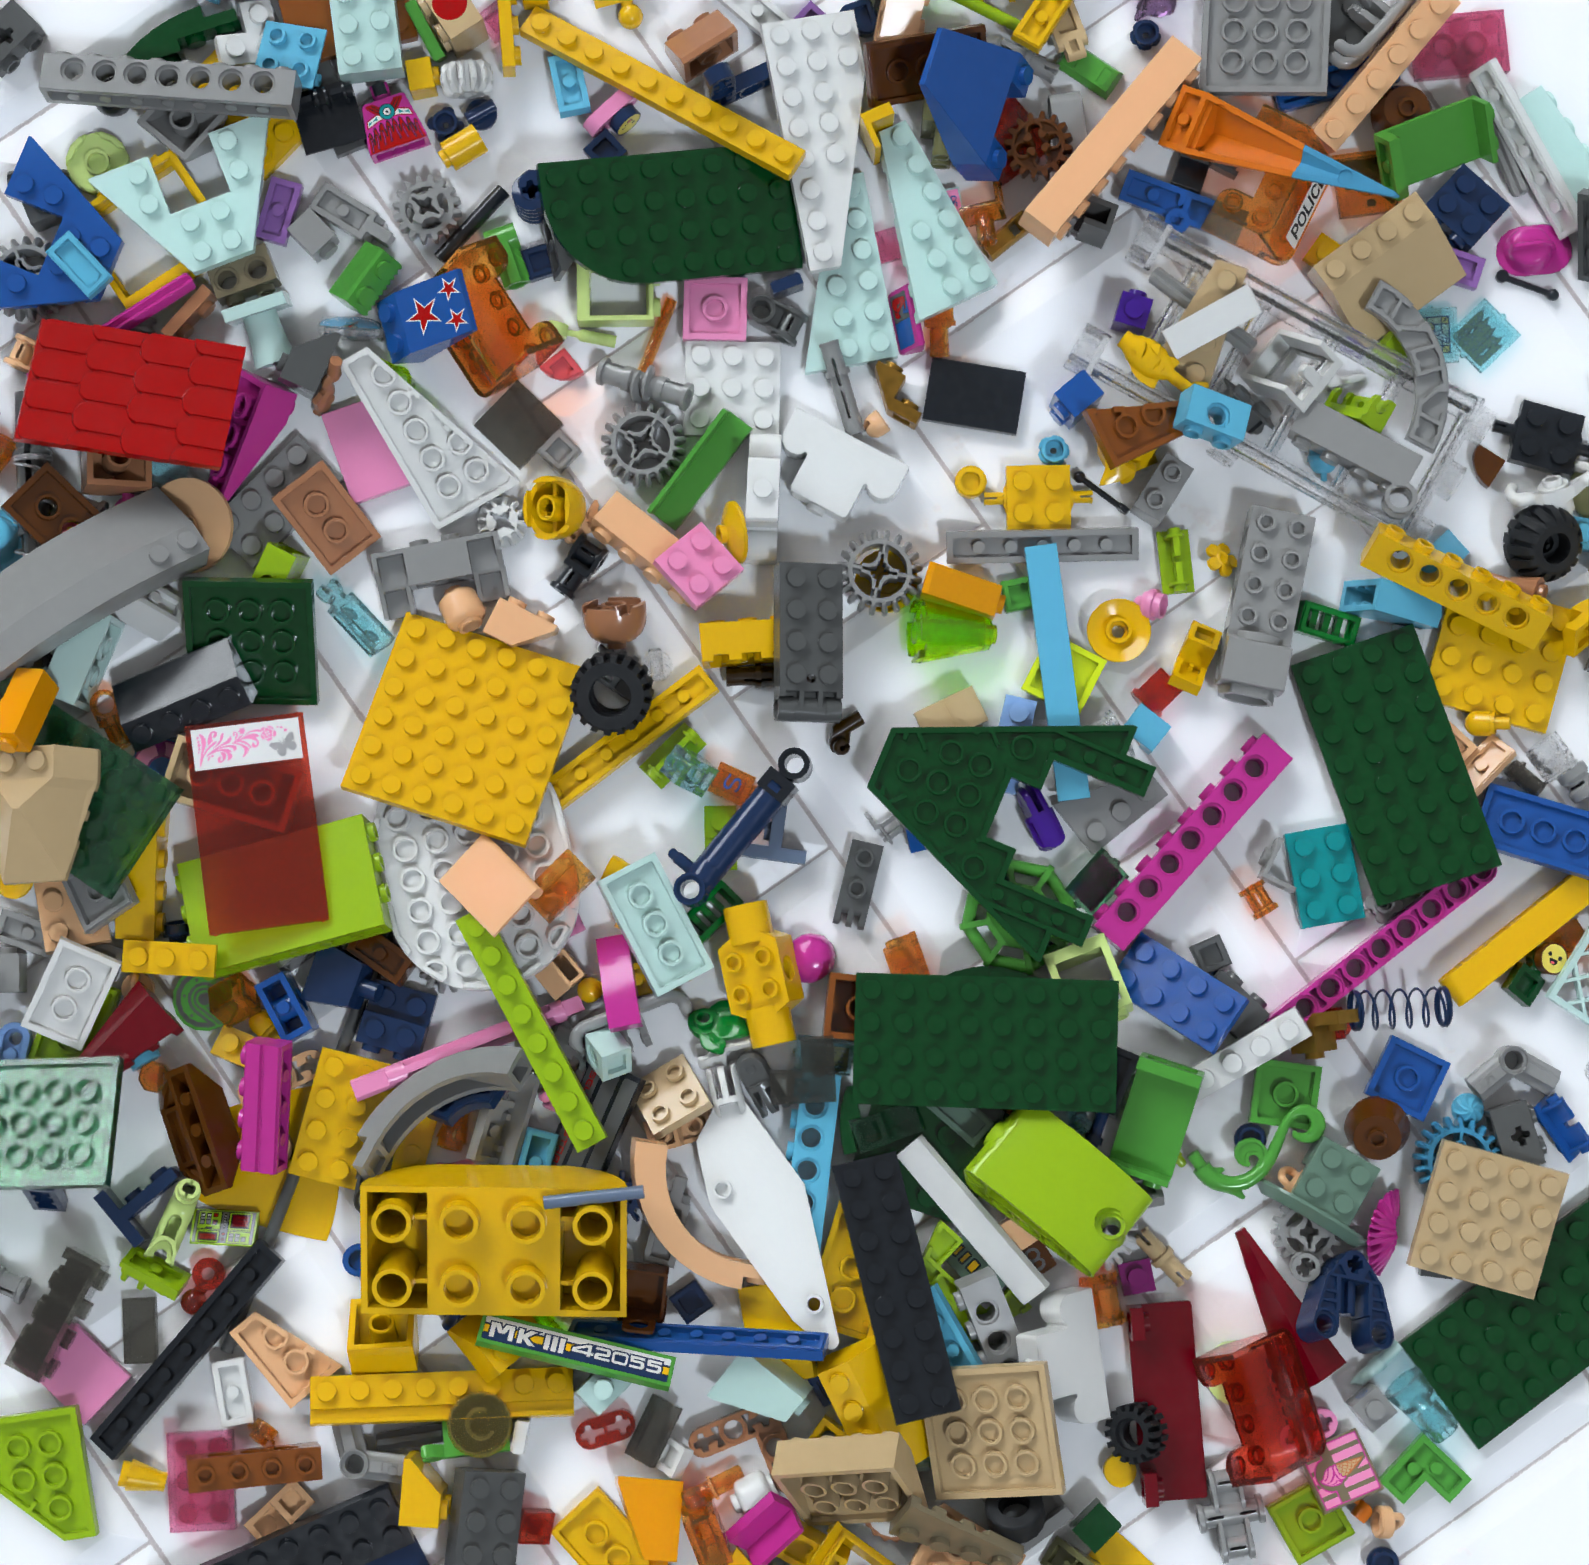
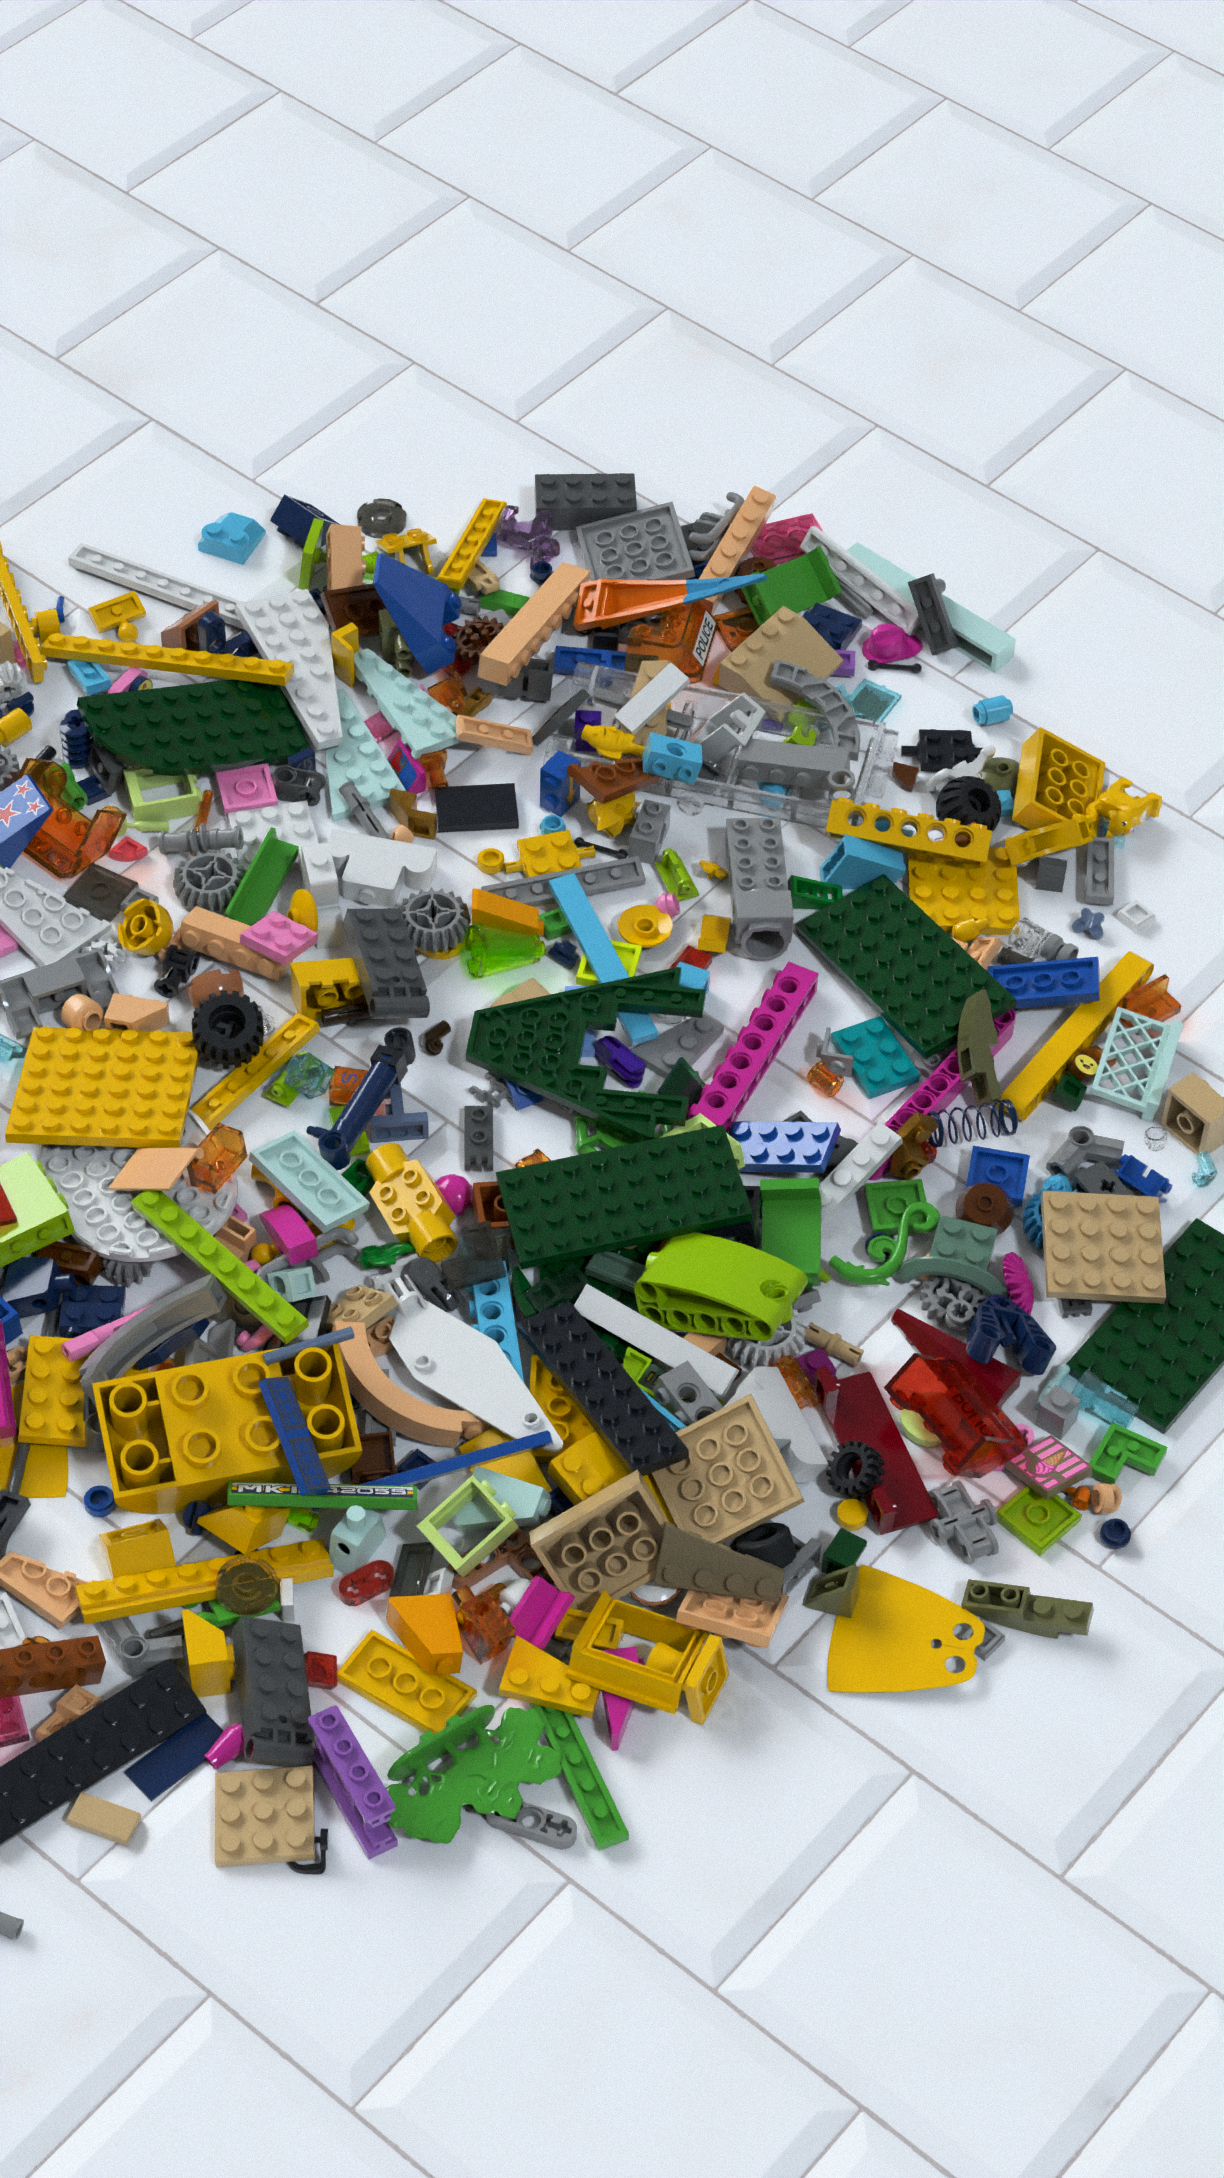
camera: 15 degrees left, 35 degrees down
(556, 1300) = (294, 1436): none -> blue tile
(691, 1430) = (450, 1507): none -> yellowish green window
(1019, 297) = (494, 734): none -> light nougat tile
(1019, 643) = (564, 953): none -> dark blue plate
(1103, 292) = (560, 716): none -> dark grey tile
(1436, 915) = (975, 1039): none -> olive slope

